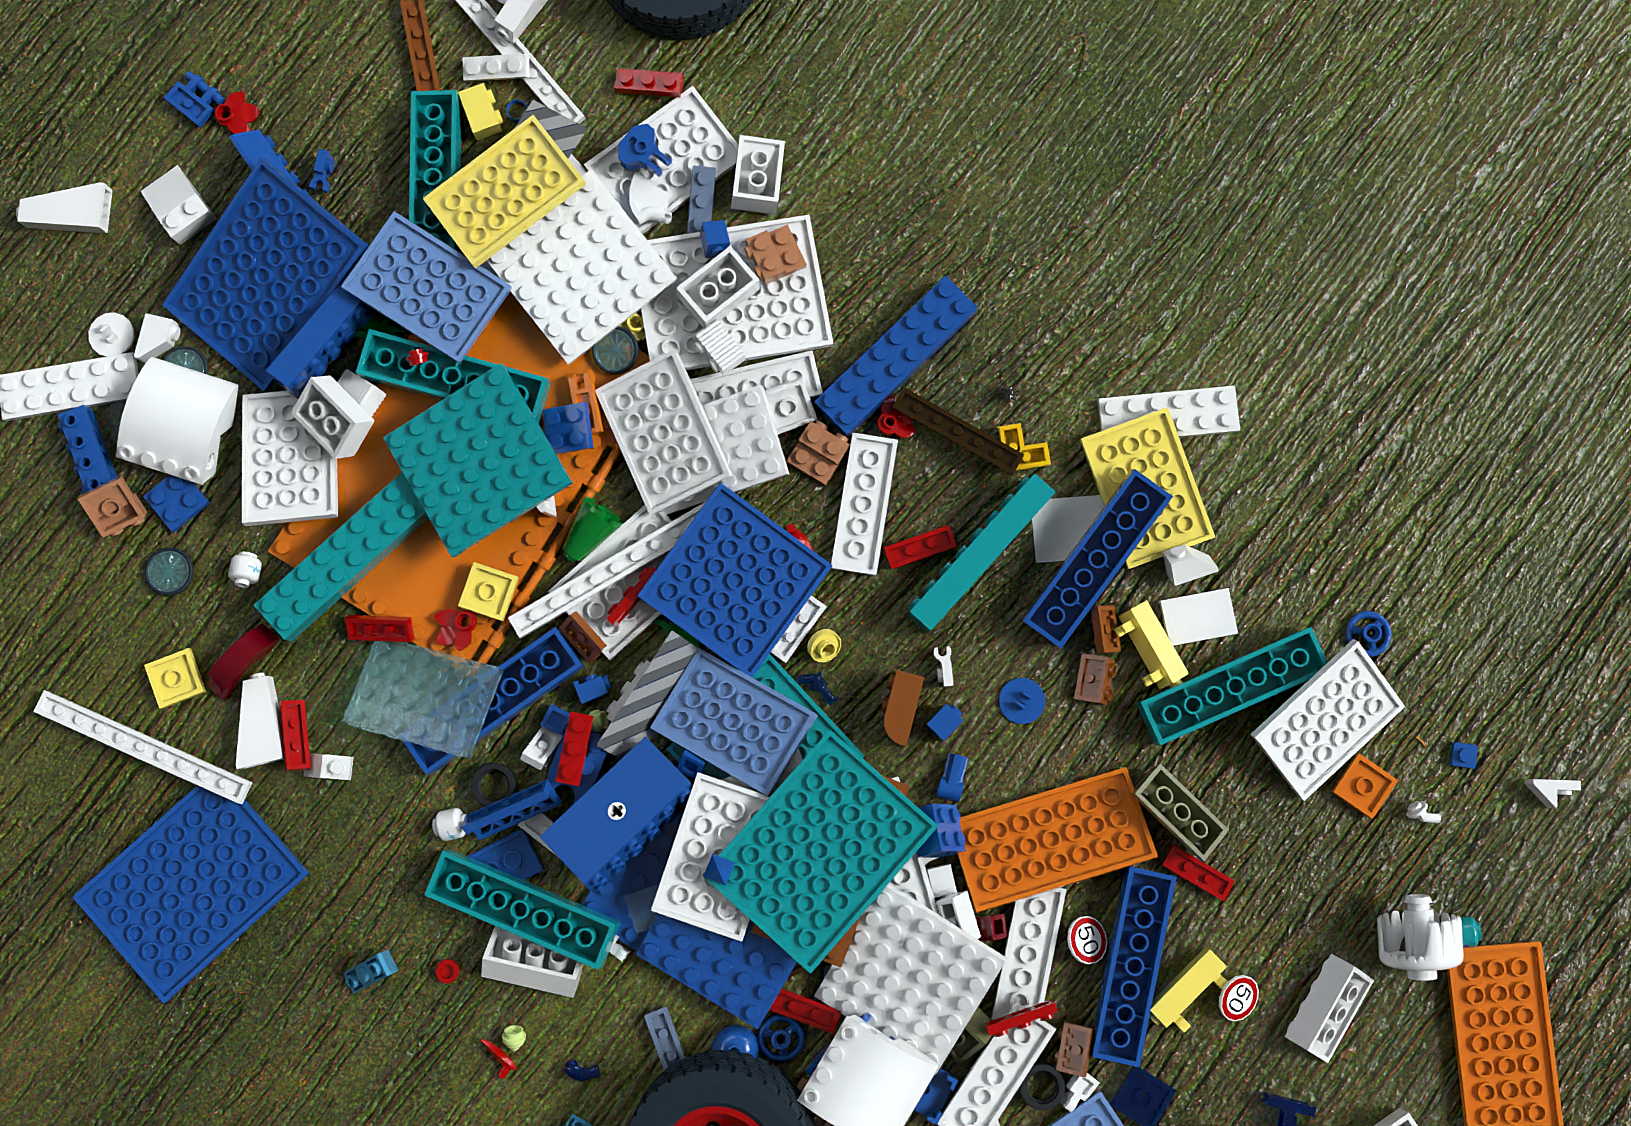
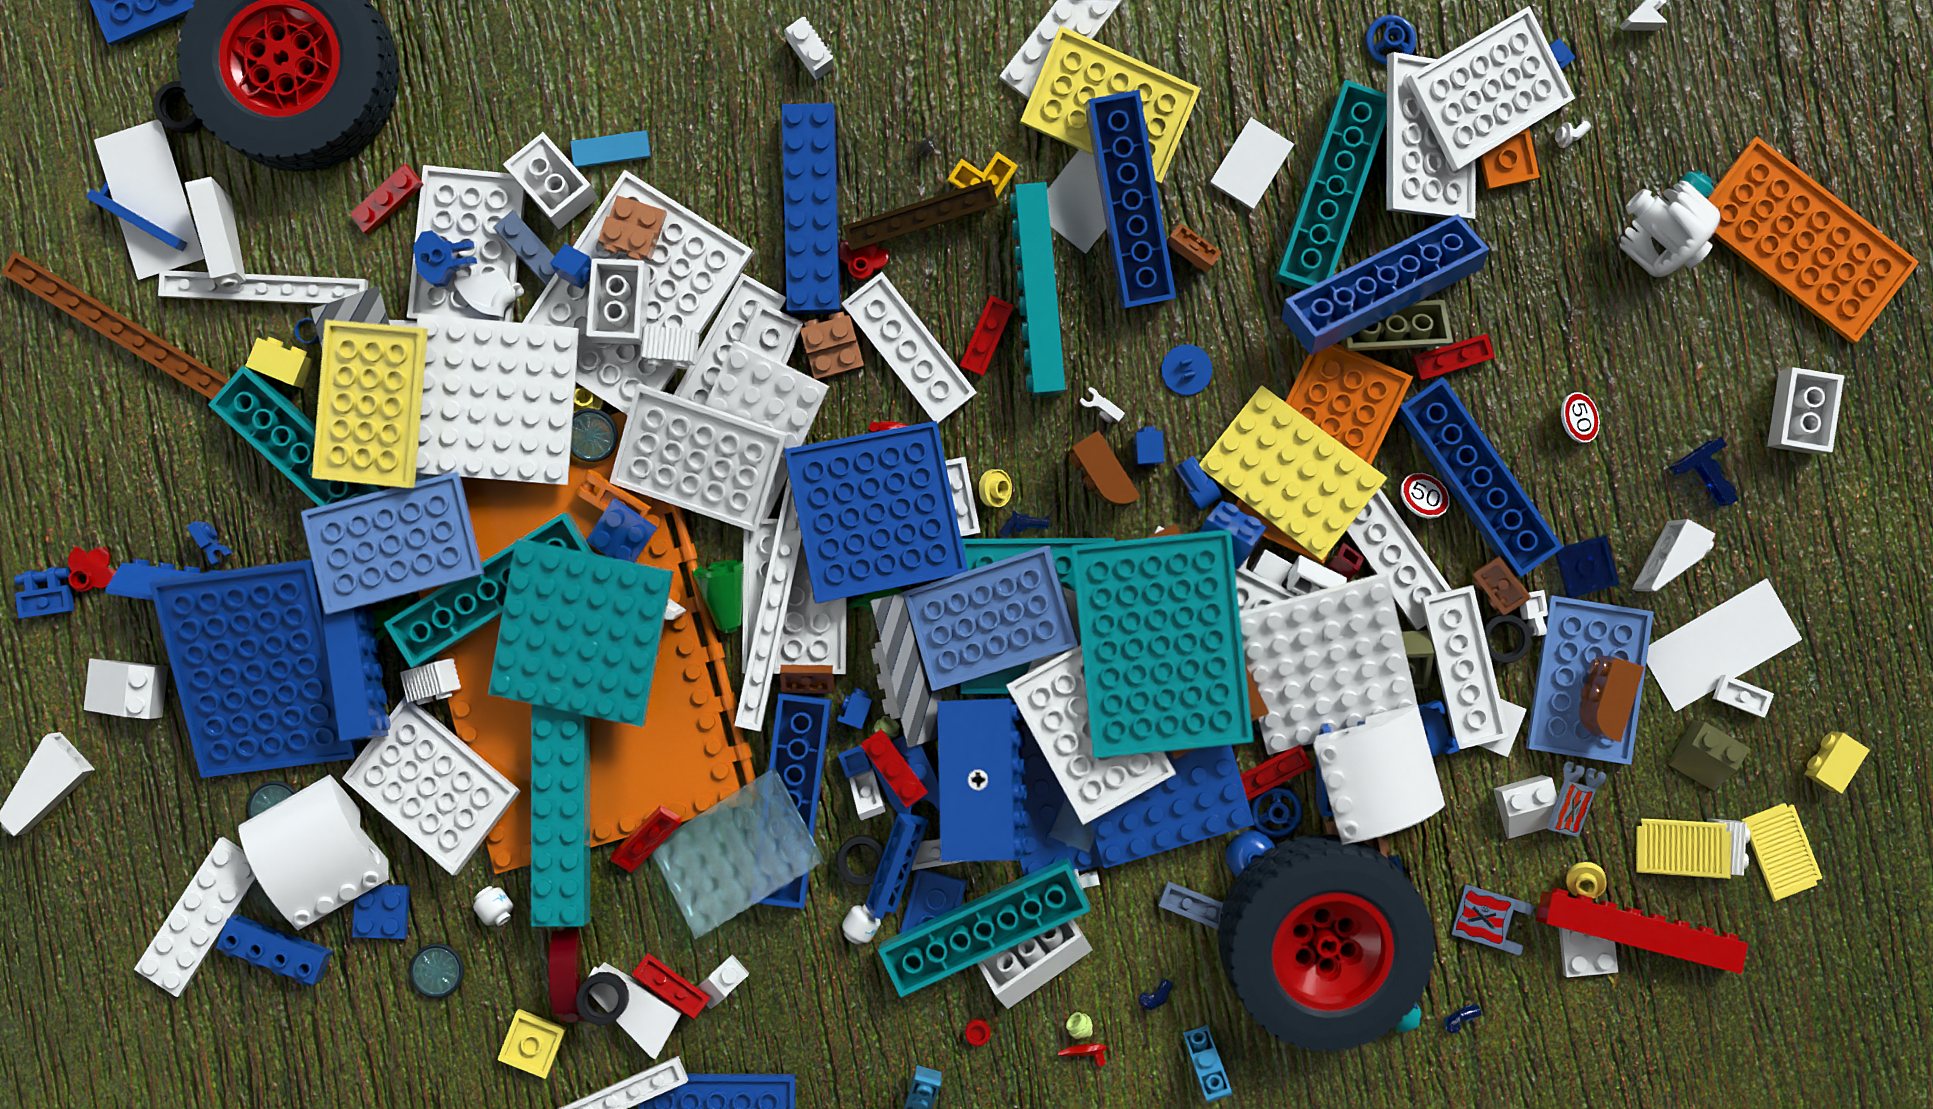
camera: 50 degrees left, 5 degrees up
(111, 334) = (187, 842): white piece -> none
(113, 507) = (339, 970): nougat plate -> none
(156, 337) = (224, 807): white slope -> none
(228, 696) = (582, 998): none -> black tyre
(332, 416) = (431, 720): white brick -> none
(417, 357) = (445, 604): red plate -> none
(453, 630) = (703, 780): red plate -> none
(488, 591) = (698, 722): light yellow plate -> none
(496, 67) = (253, 314): white plate -> none
(620, 611) = (812, 631): red plate -> none
(691, 764) = (993, 684): blue plate -> none
(719, 869) = (1102, 739): blue slope -> none
(814, 194) = (610, 149): none -> dark azure tile
(1000, 260) = (809, 48): none -> white brick
(1018, 835) = (1292, 472): none -> light yellow plate
(1021, 1018) = (1440, 605): red plate -> none
(1095, 679) = (1224, 294): dark orange bracket -> none
(1152, 646) = (1241, 222): light yellow brick -> none
(1186, 988) = (1534, 451): light yellow brick -> none
(1187, 564) = (1201, 132): white slope -> none
(1200, 779) = (1384, 284): none -> blue brick
(1329, 1008) = (1652, 353): white slope -> none
(1398, 729) = (1490, 88): none -> white plate

